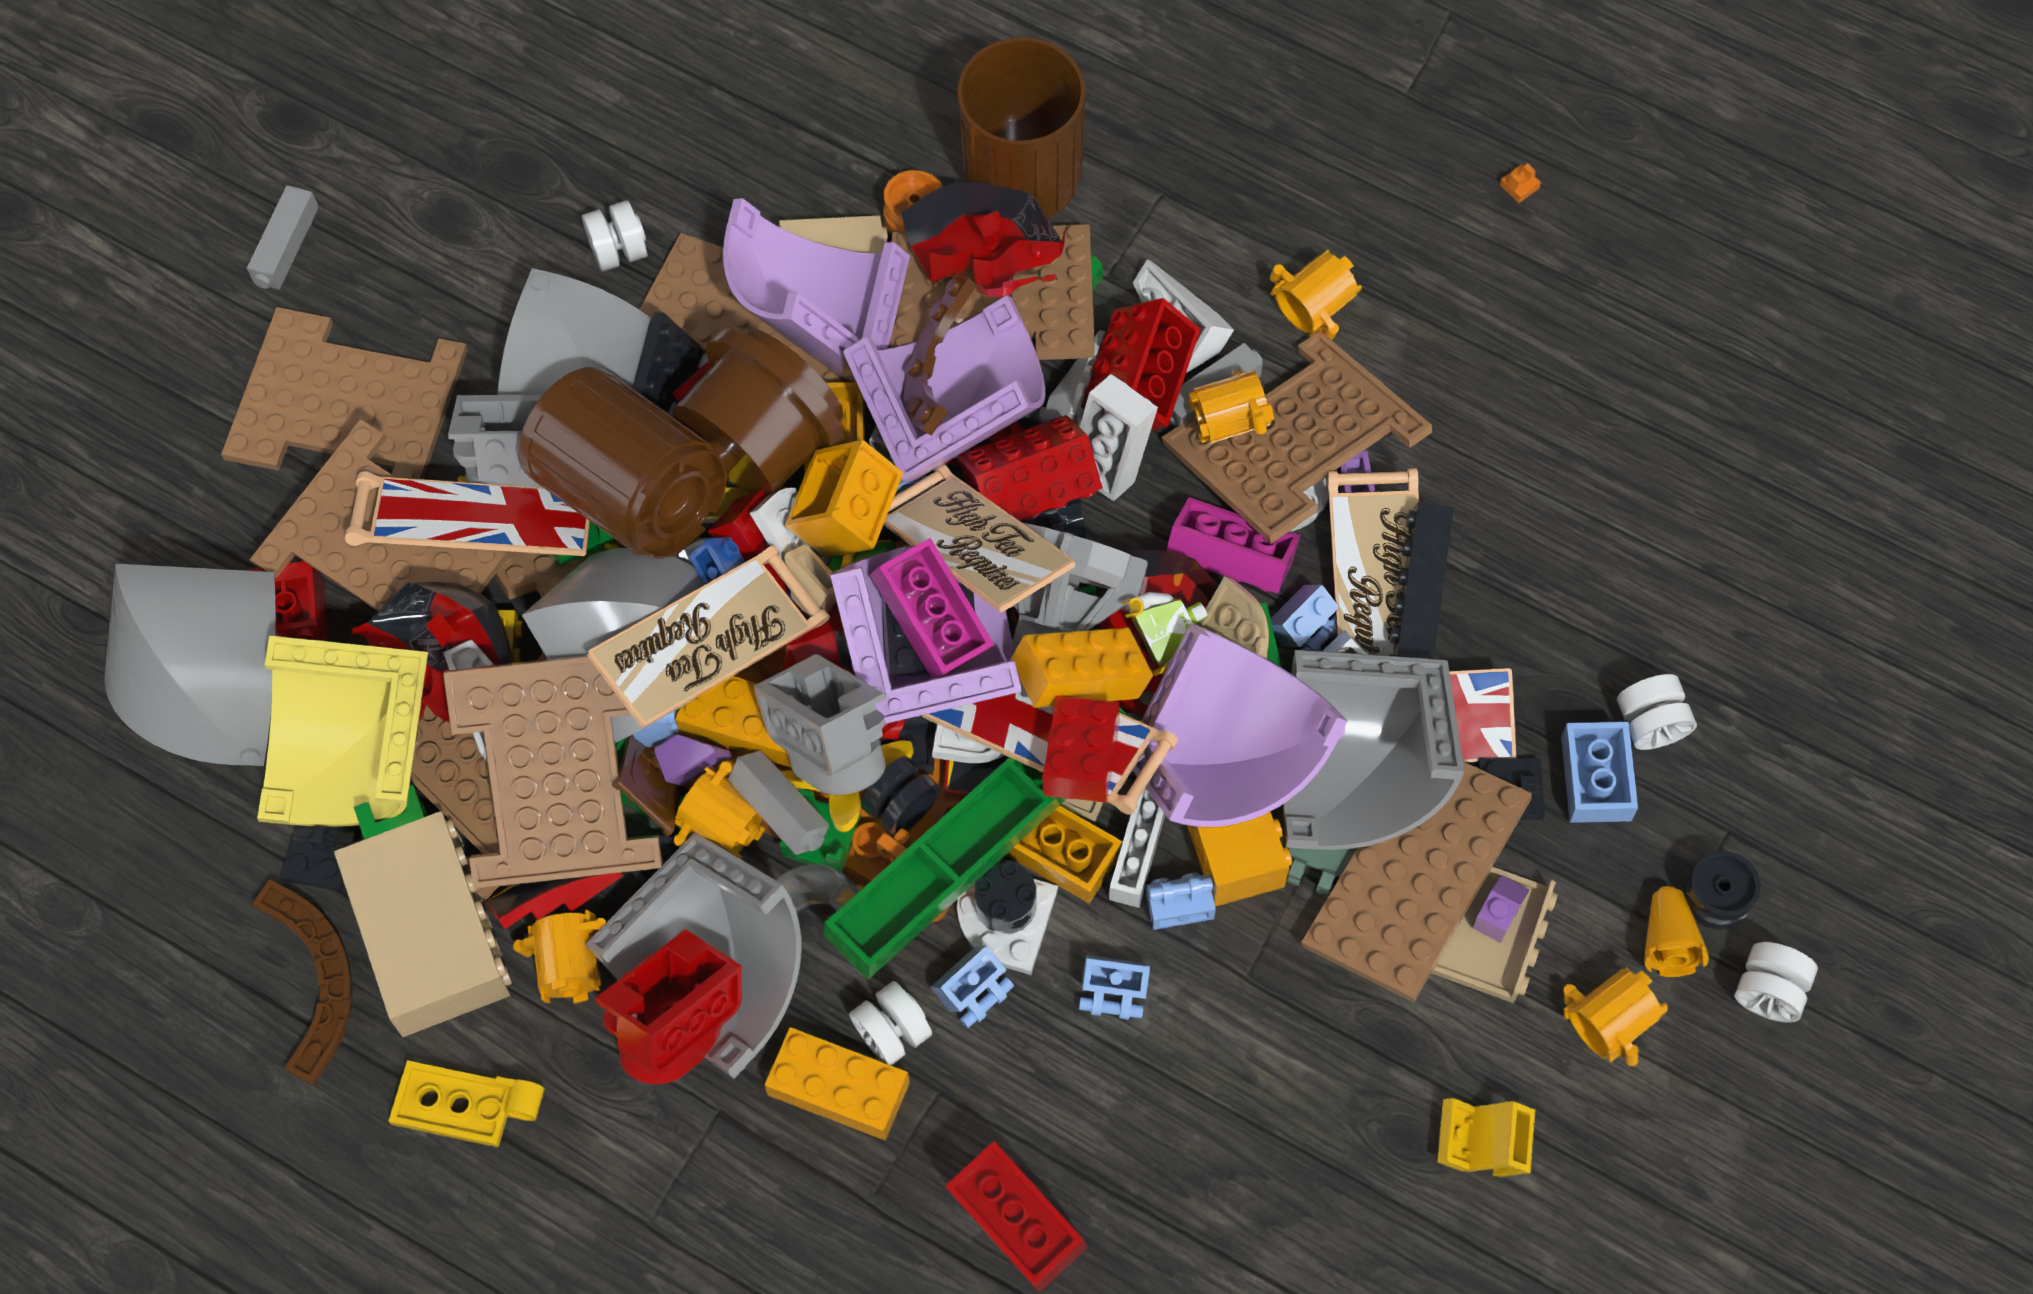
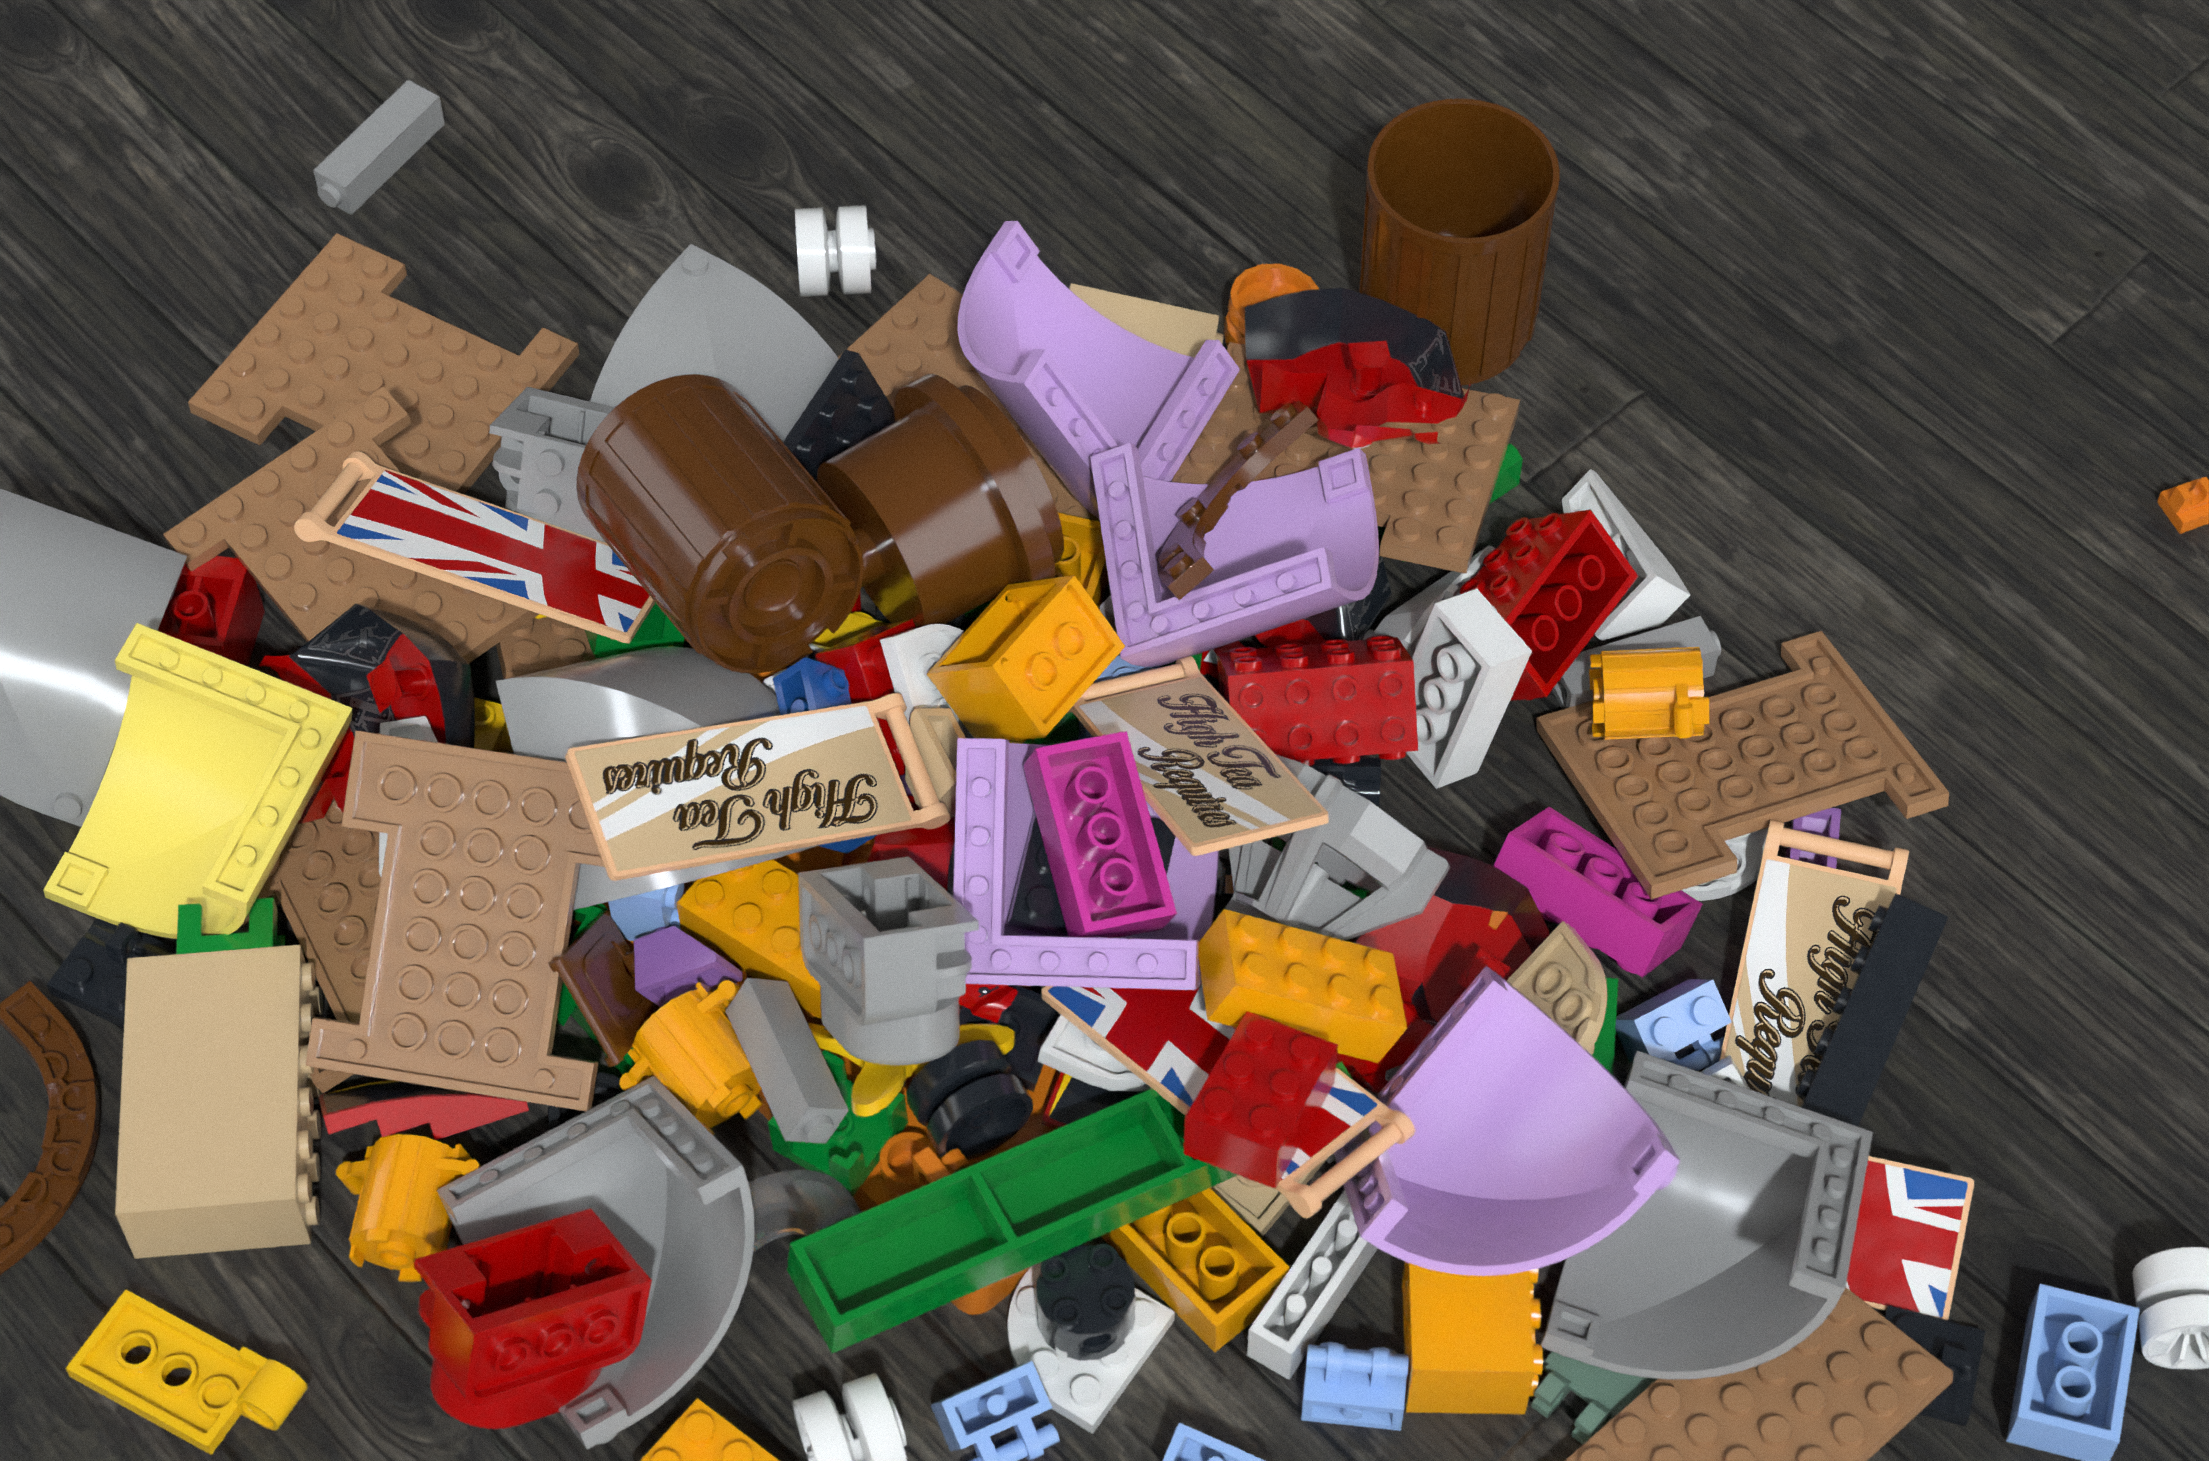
camera: 15 degrees right, 10 degrees down
(1162, 624) = (1445, 960): torso -> none
(1315, 293) = (1828, 574): light orange container -> none

